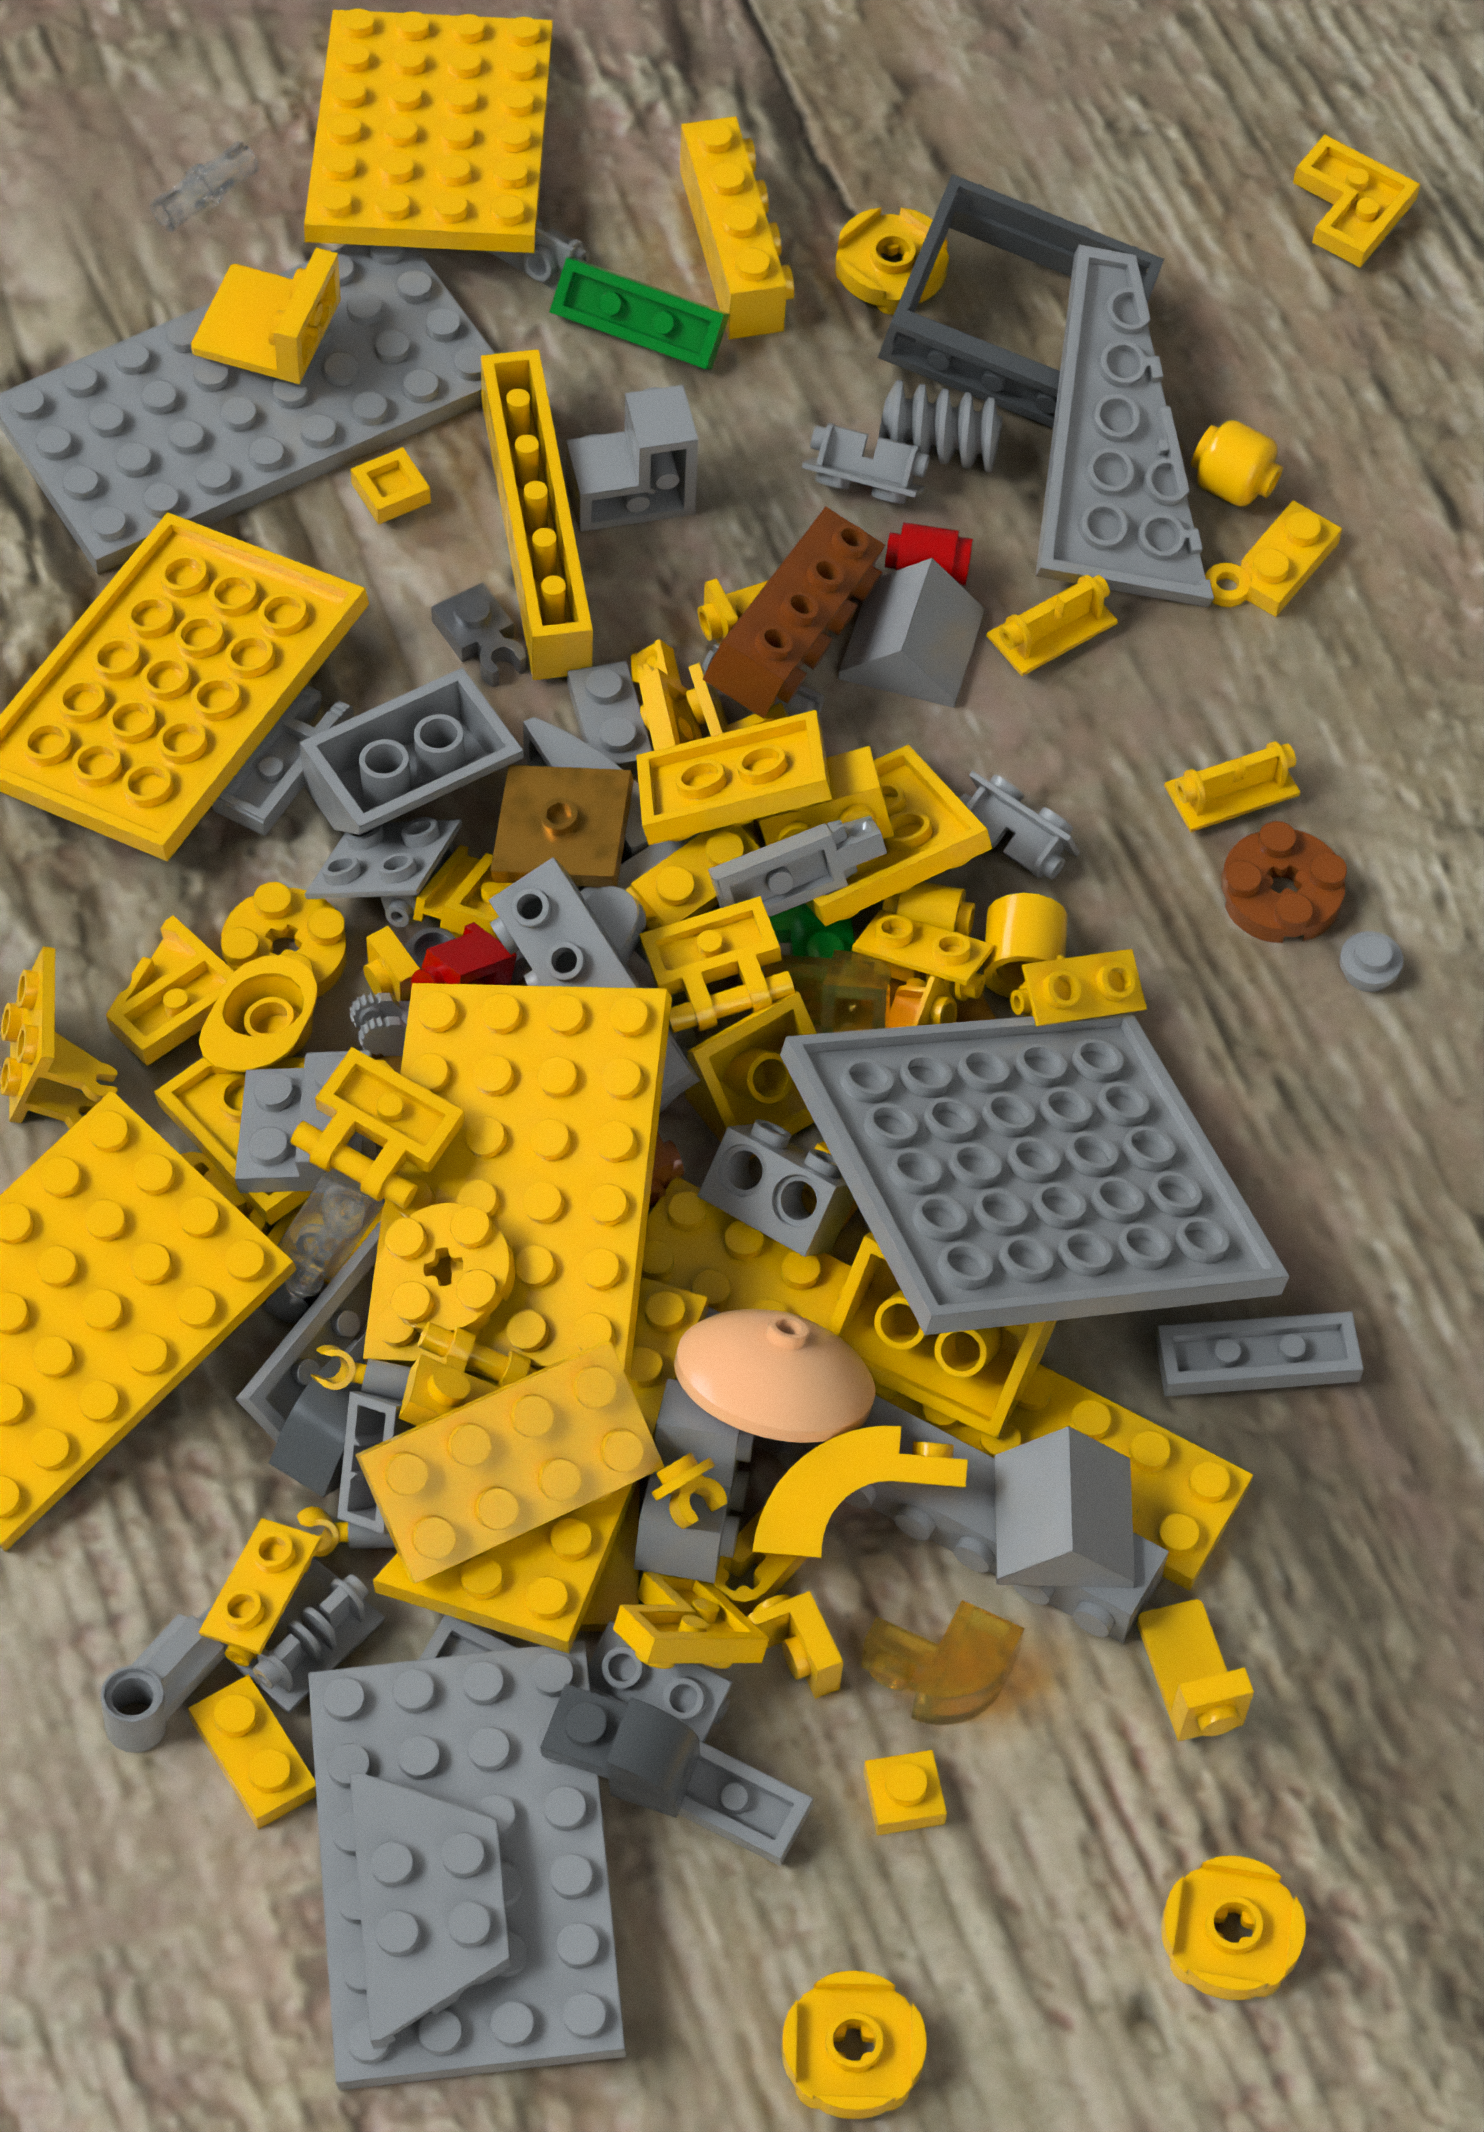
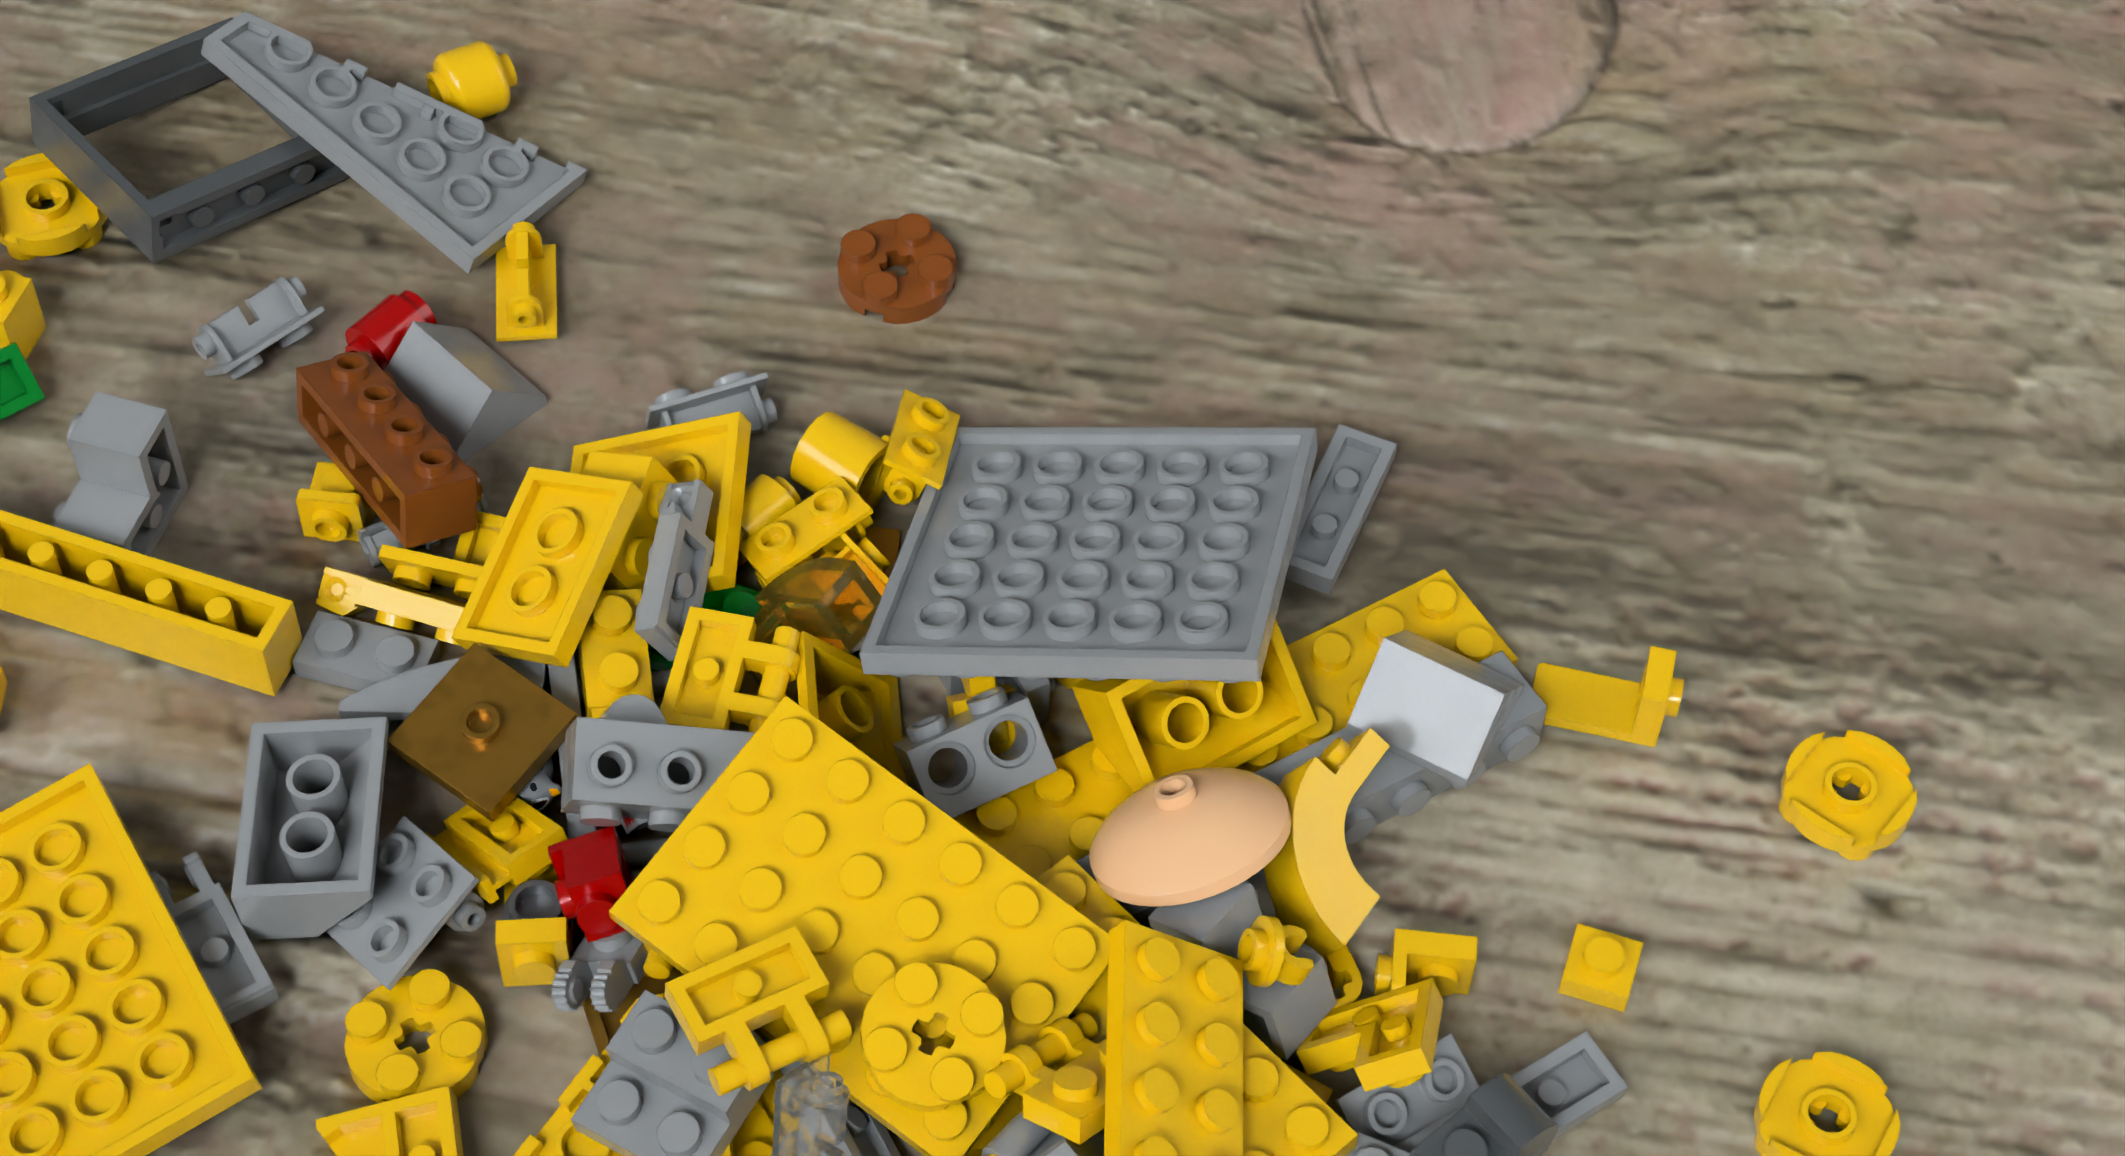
camera: 60 degrees left, 5 degrees down
(260, 1015) = (505, 1085): yellow piece -> none
(479, 627) = (182, 709): flat silver plate -> none
(943, 425) = (259, 252): light grey piece -> none
(950, 1678) = (1512, 864): clear yellow brick -> none
(1234, 787) = (781, 249): yellow hinge -> none
(1277, 561) = (579, 111): yellow hinge -> none
(1371, 961) = (1012, 251): light grey plate -> none

